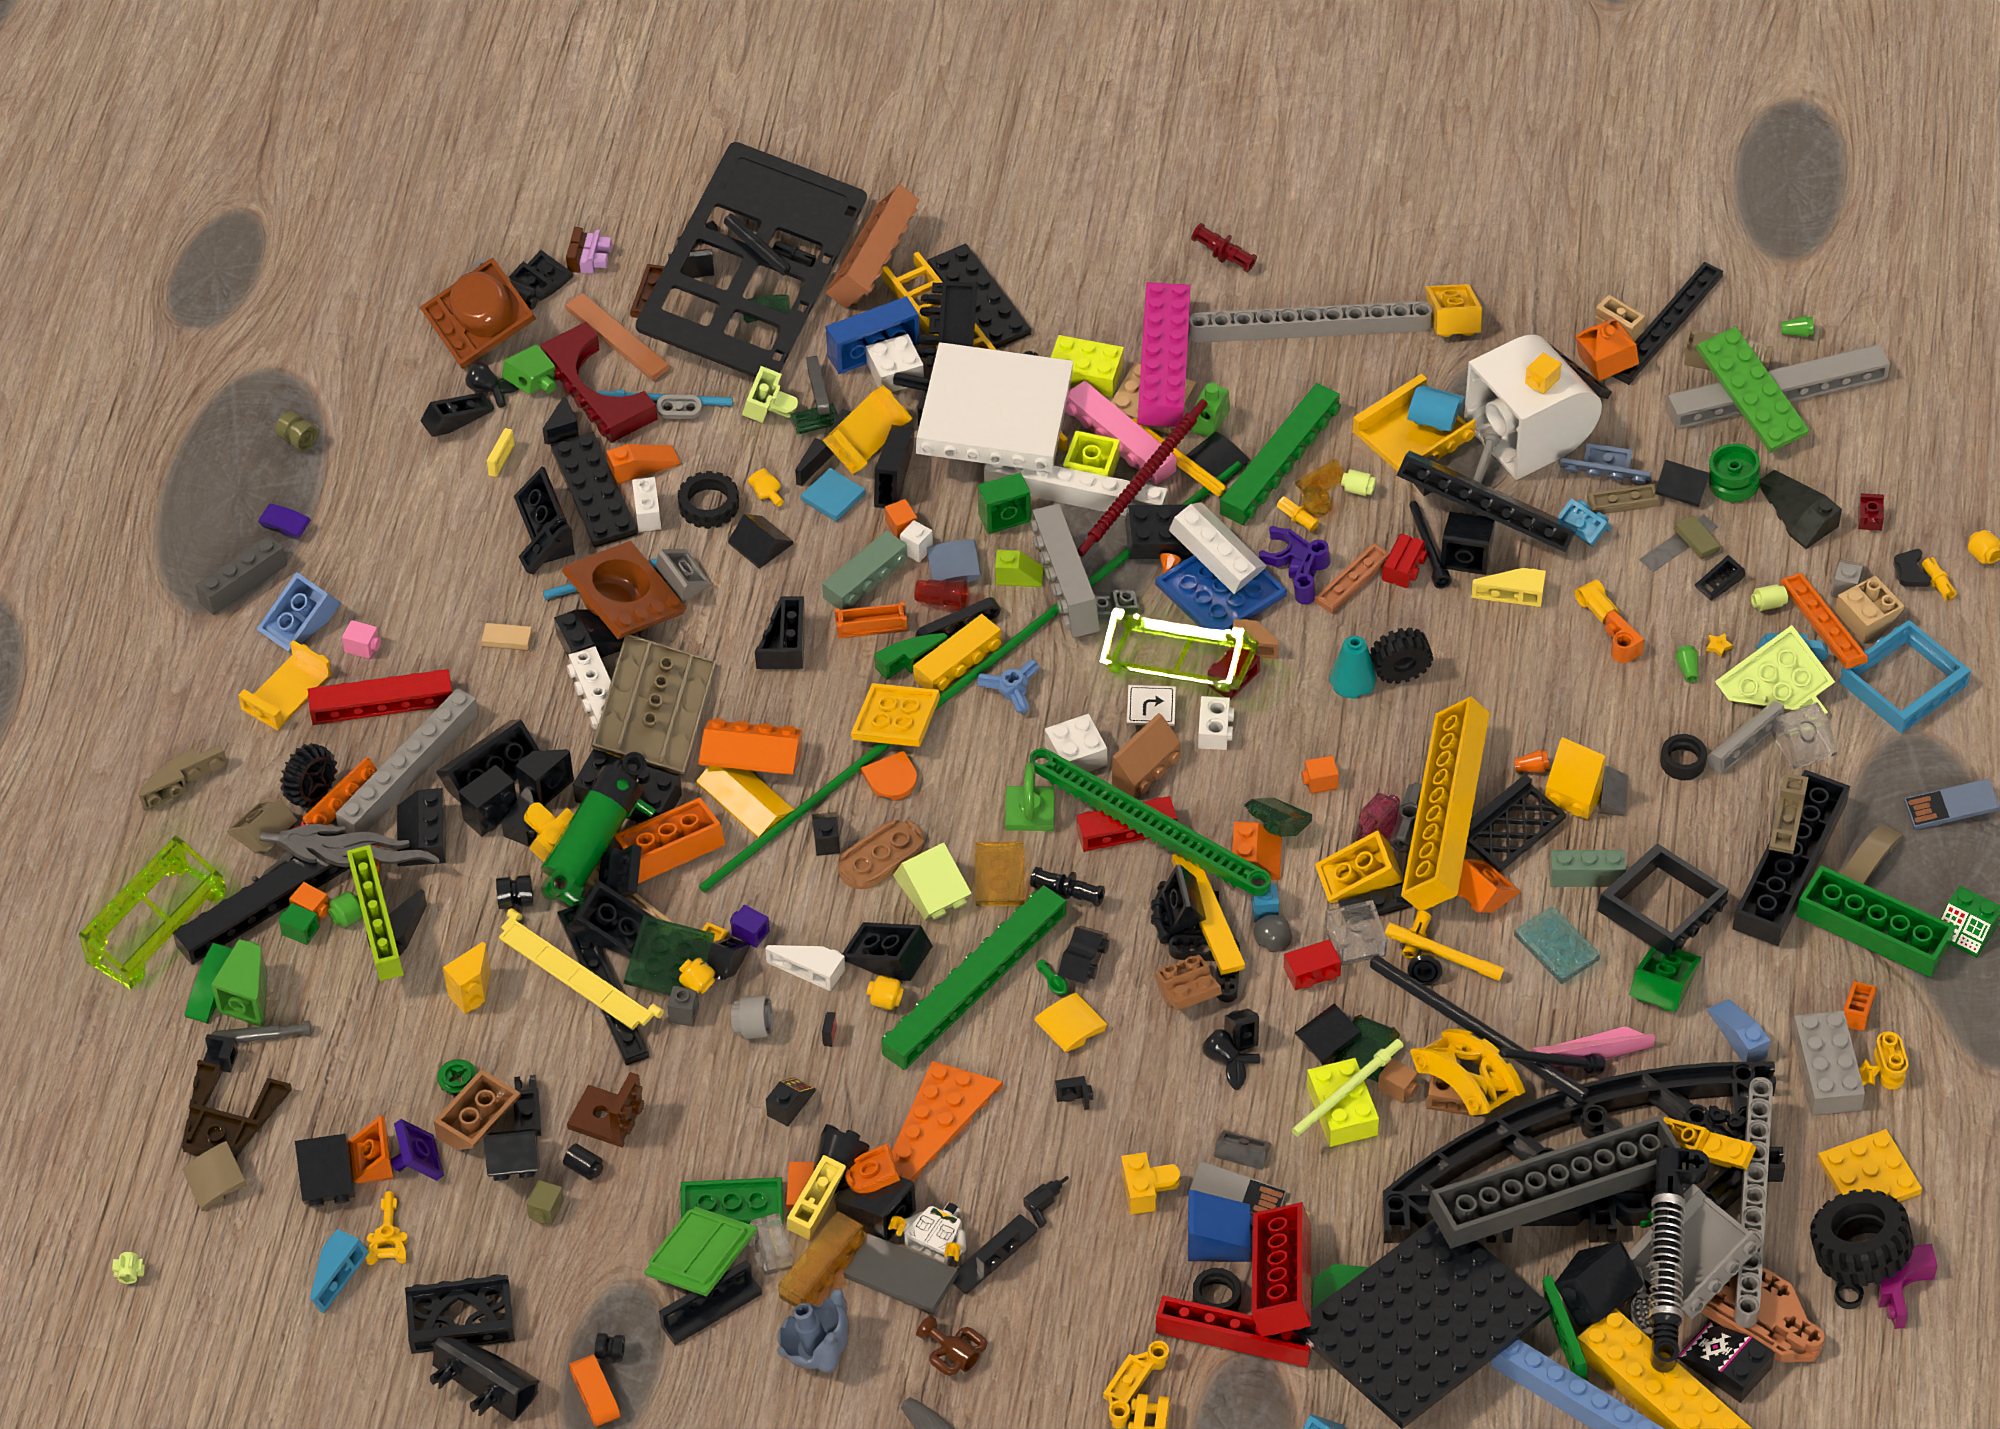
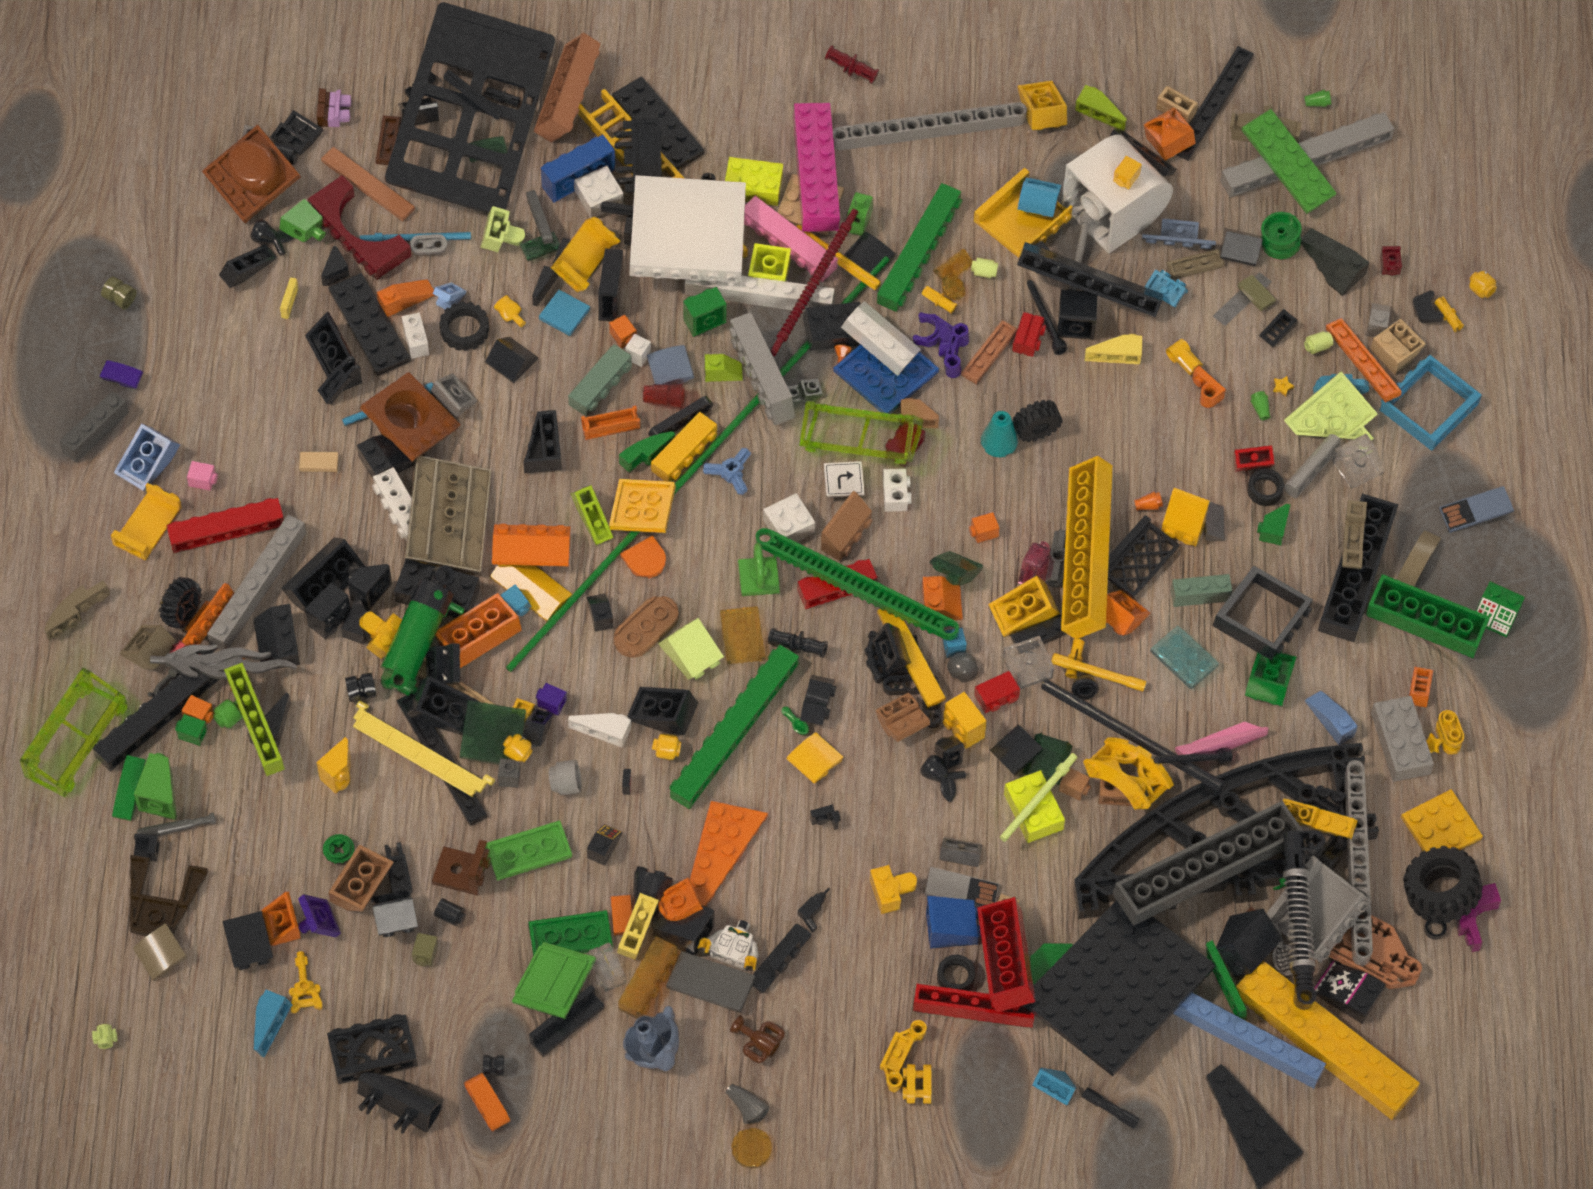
camera: 10 degrees left, 10 degrees up
(694, 462) = (448, 295): none -> light blue slope
(694, 1098) = (529, 850): none -> bright green plate
(723, 809) = (516, 600): none -> dark azure brick
(831, 719) = (592, 514): none -> lime slope
(1265, 991) = (964, 720): none -> yellow brick
(1522, 315) = (1097, 106): none -> lime slope
(1670, 720) = (1253, 458): none -> red brick
(1689, 801) = (1273, 525): none -> green slope

